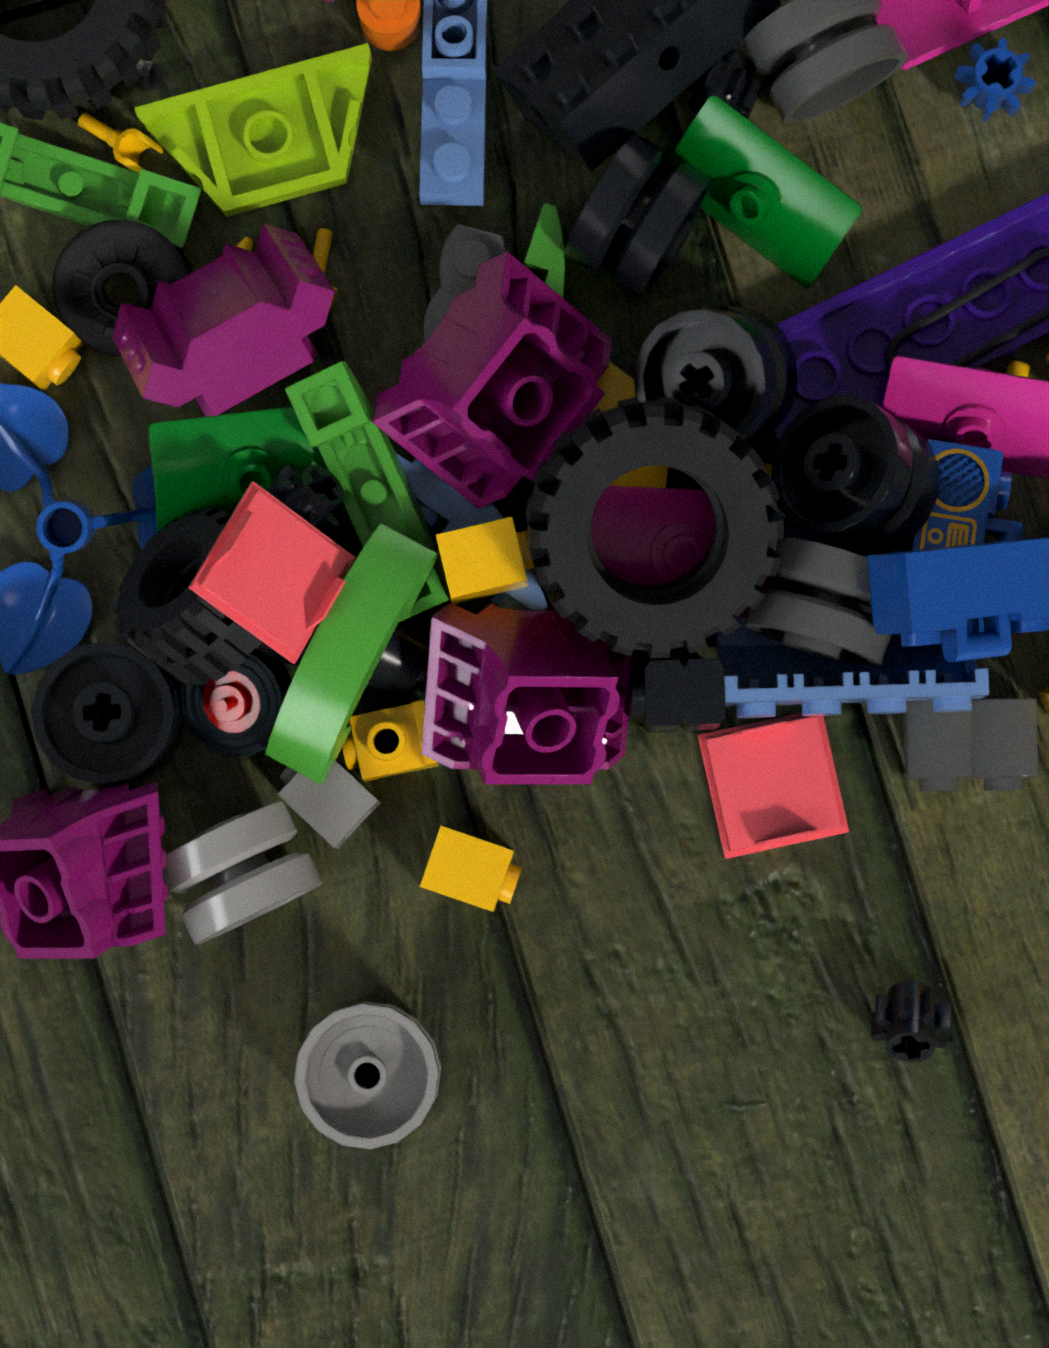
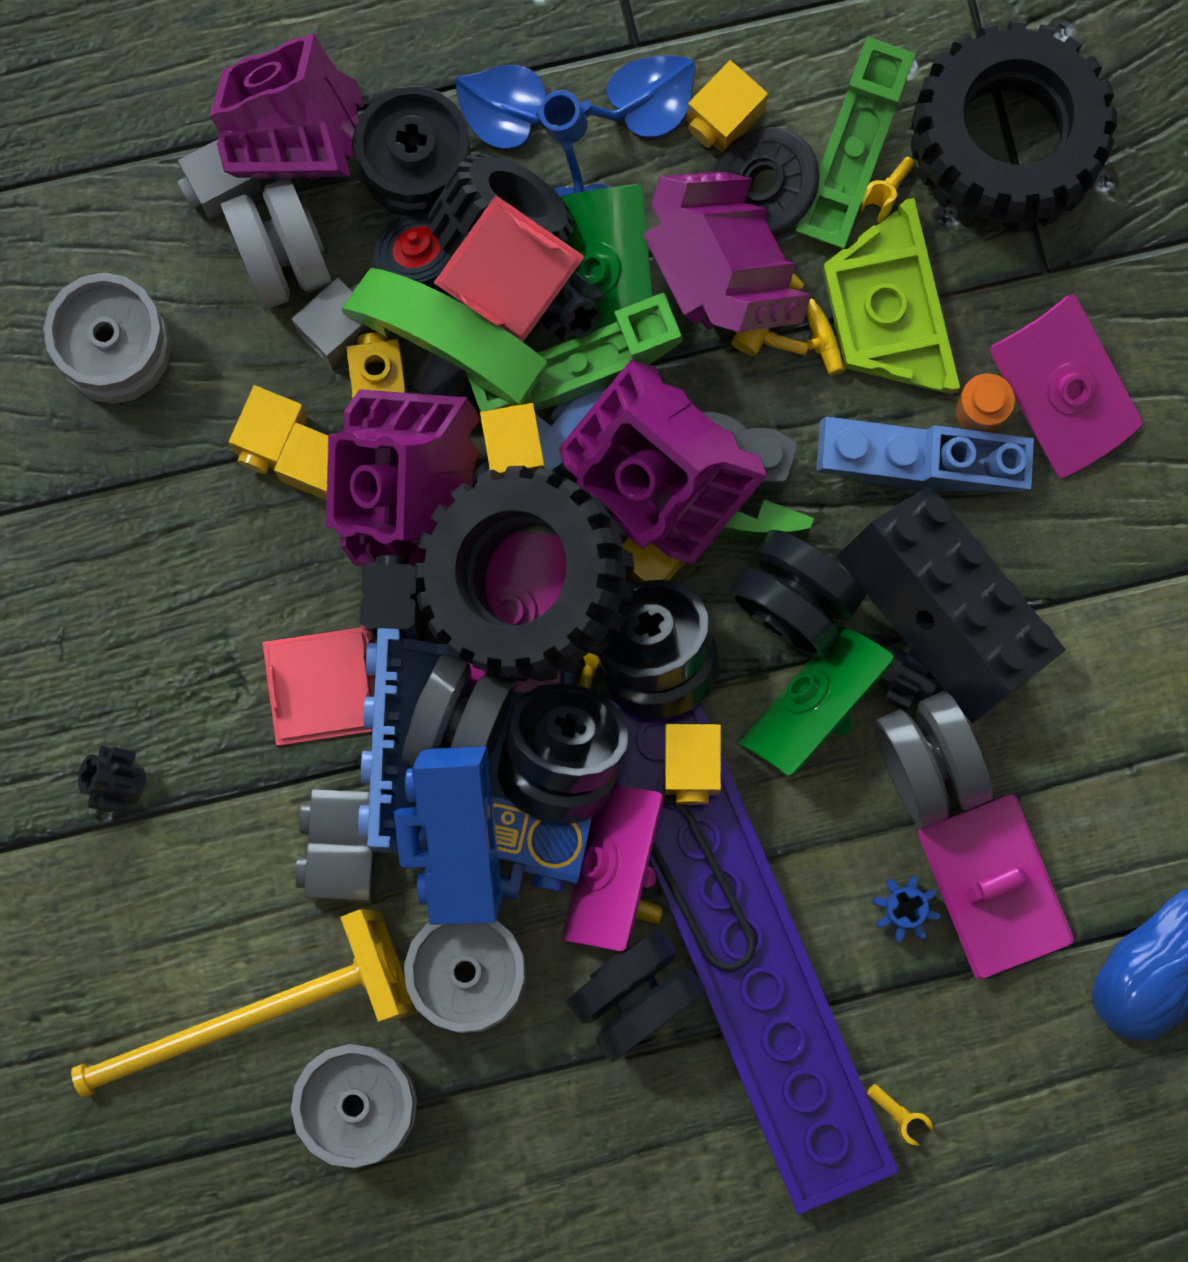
camera: 90 degrees right, 5 degrees down
(155, 967) = (208, 184): none -> light grey brick
(314, 209) = (824, 340): none -> yellow helmet
(506, 814) = (304, 461): none -> yellow brick
(849, 327) = (692, 762): none -> yellow brick

